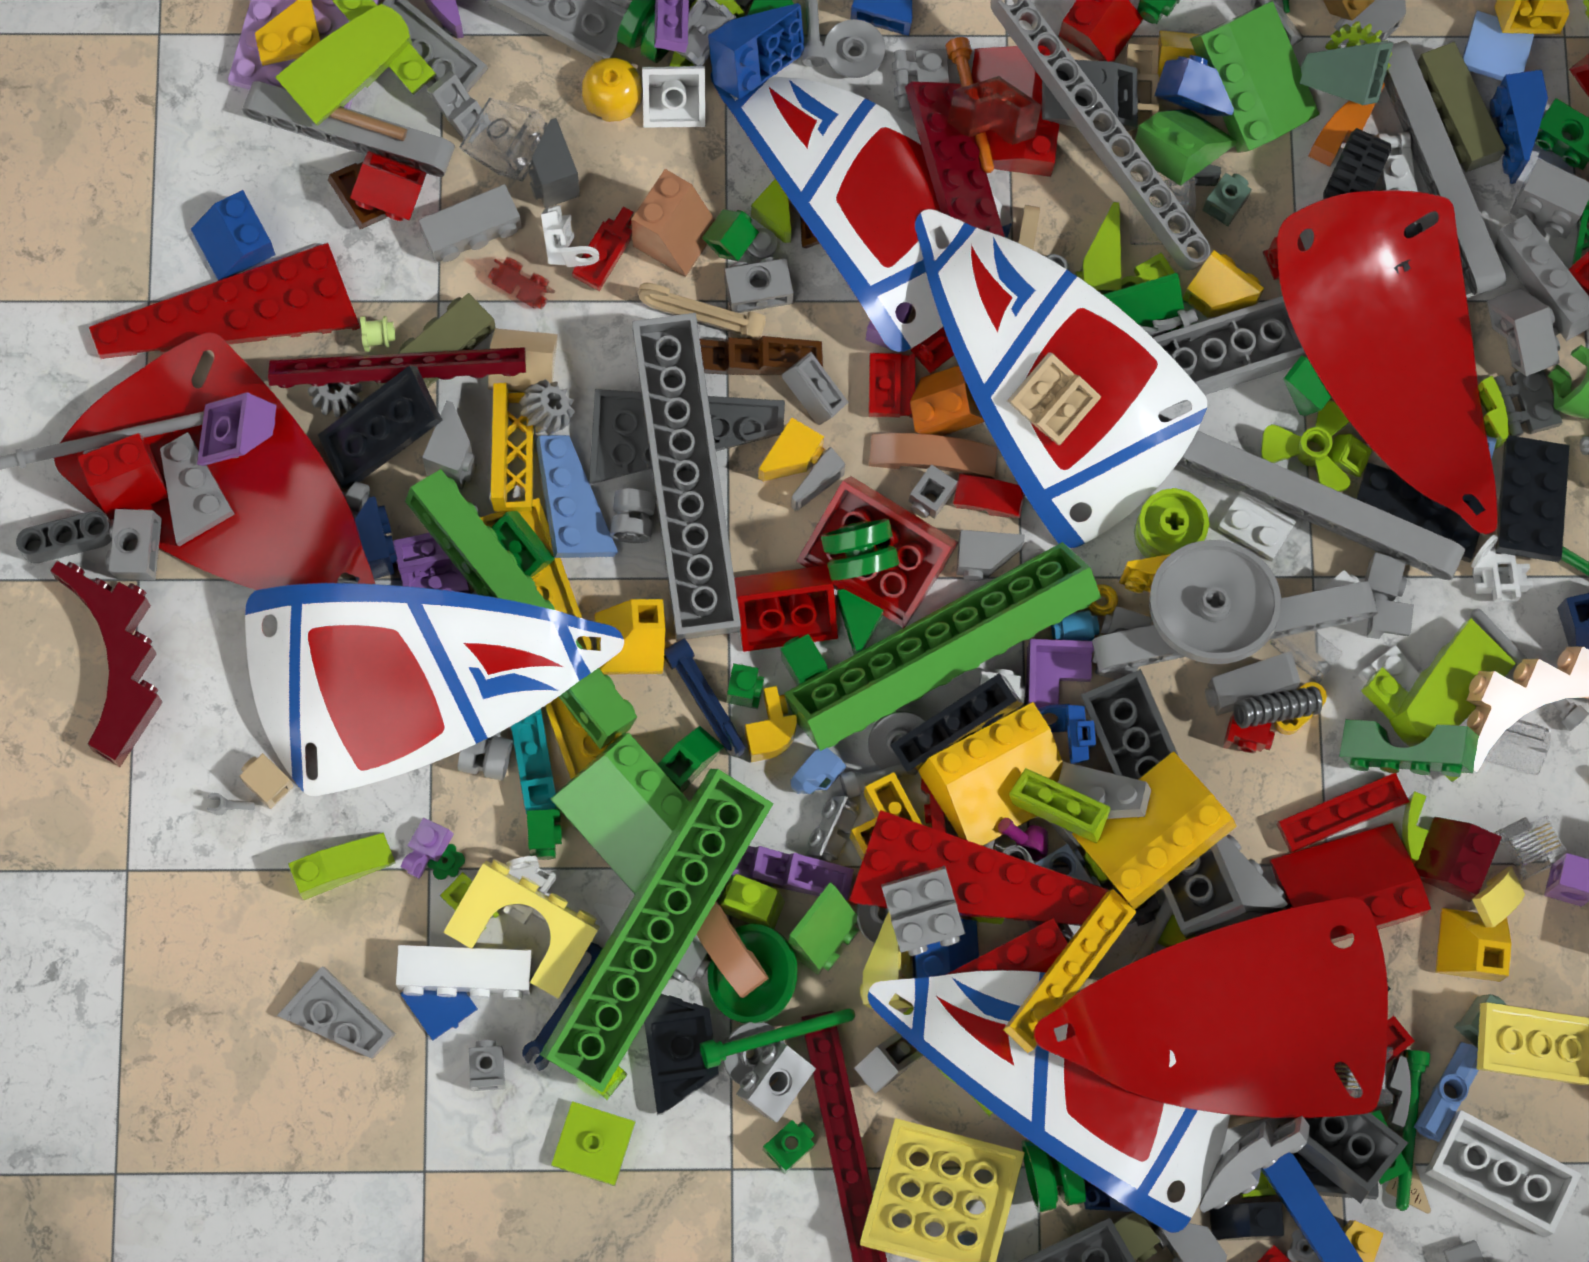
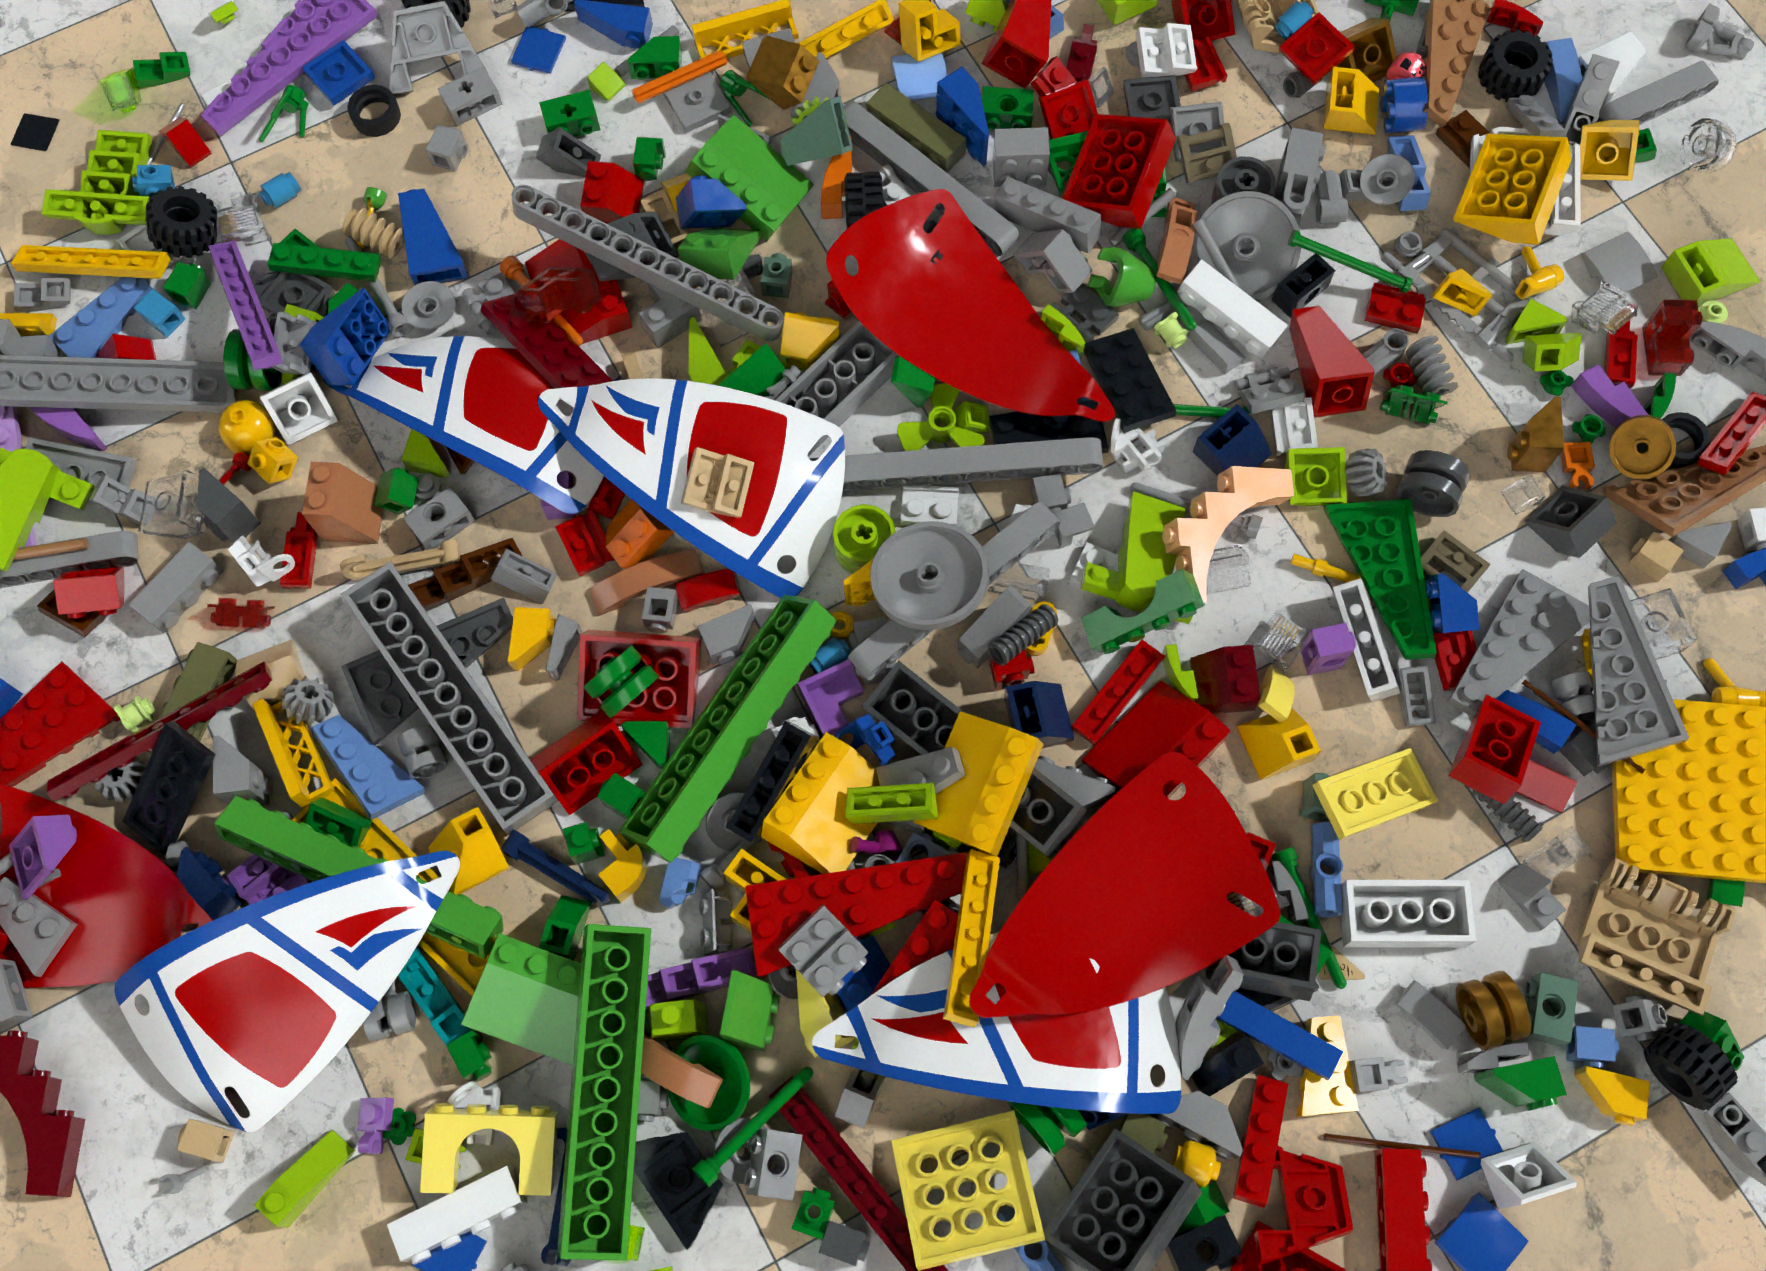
camera: 20 degrees left, 5 degrees down
(589, 120) = (239, 461): none -> red hand
(623, 138) = (272, 460): none -> yellow brick
(803, 1186) = (844, 1243): none -> dark grey brick
(1092, 186) = (667, 316): none -> light grey brick
(1252, 792) = (1039, 711): none -> dark blue slope

